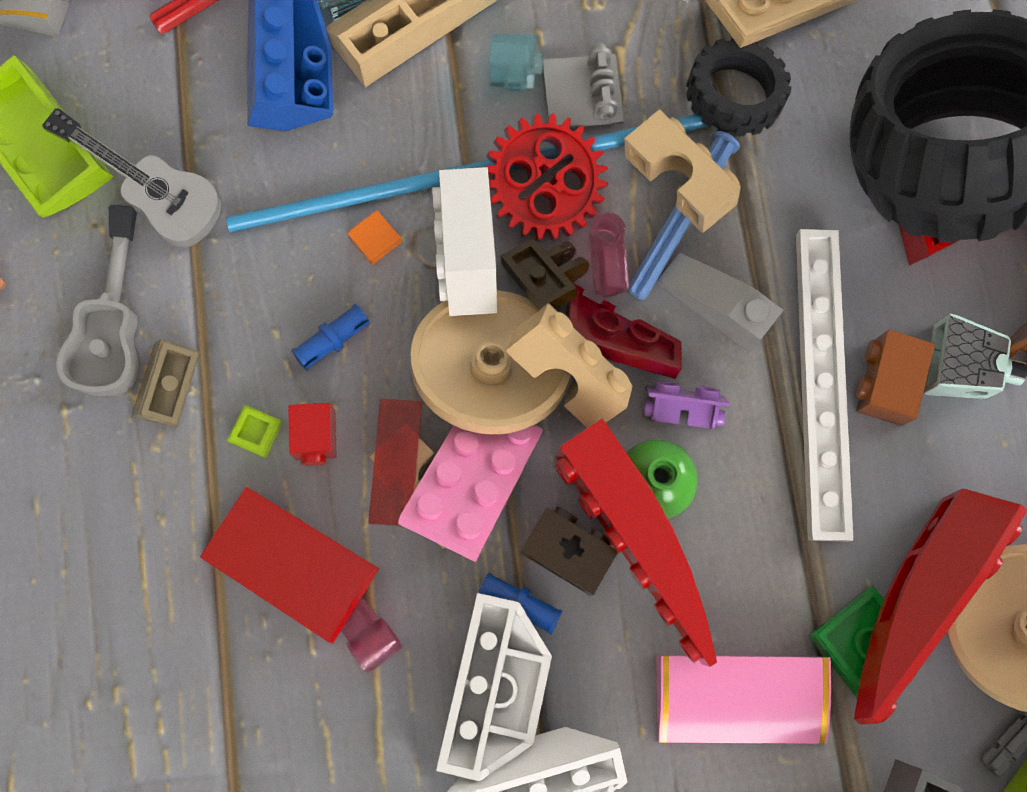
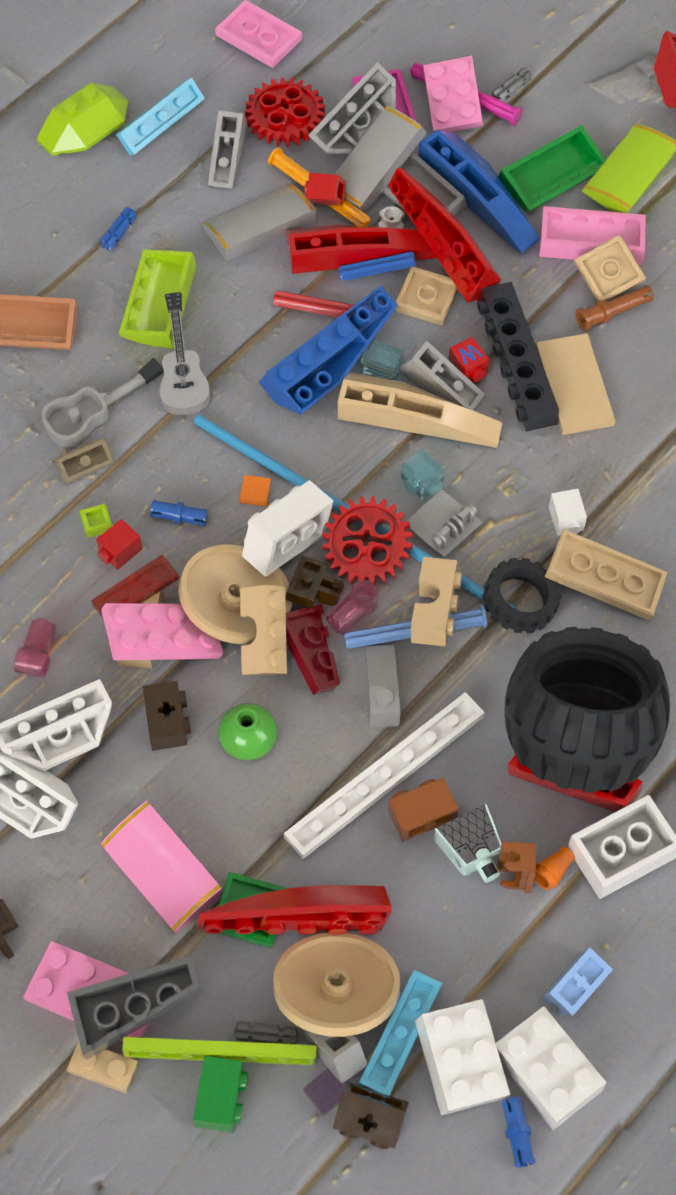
camera: 55 degrees right, 15 degrees down
(289, 564) = (39, 586): red tile -> none
(538, 612) = (117, 717): blue pin -> none
(639, 530) = (202, 729): red wedge -> none
(670, 400) = (312, 720): medium lavender hinge -> none

